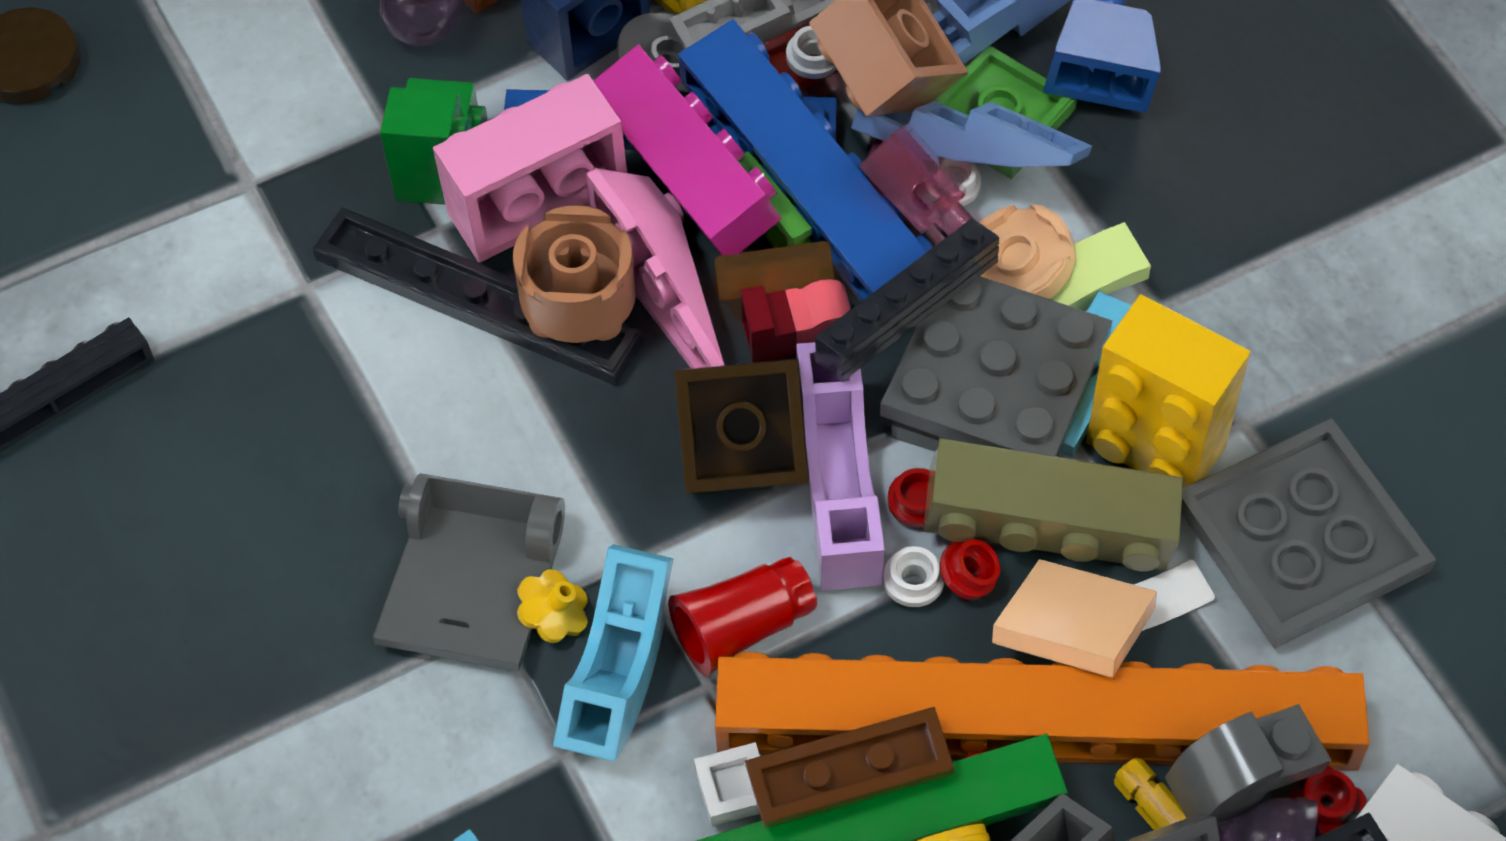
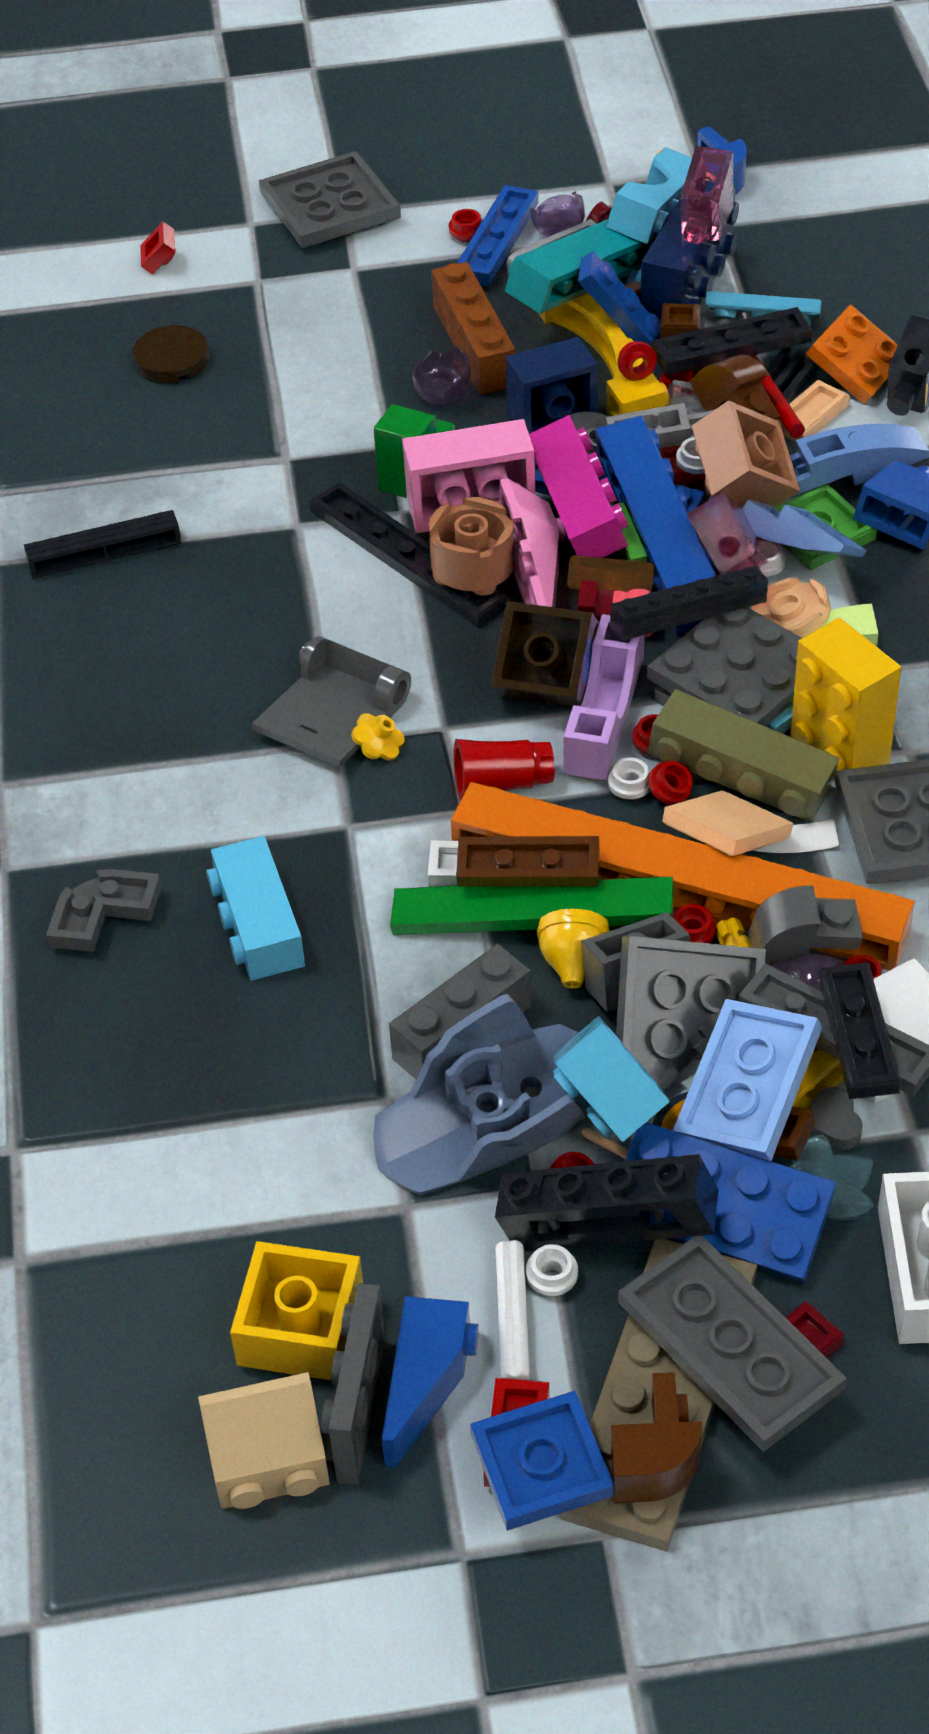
camera: 20 degrees right, 10 degrees down
(619, 657) = (409, 772): medium azure arch -> none
(1095, 774) = (696, 922): none -> red plate

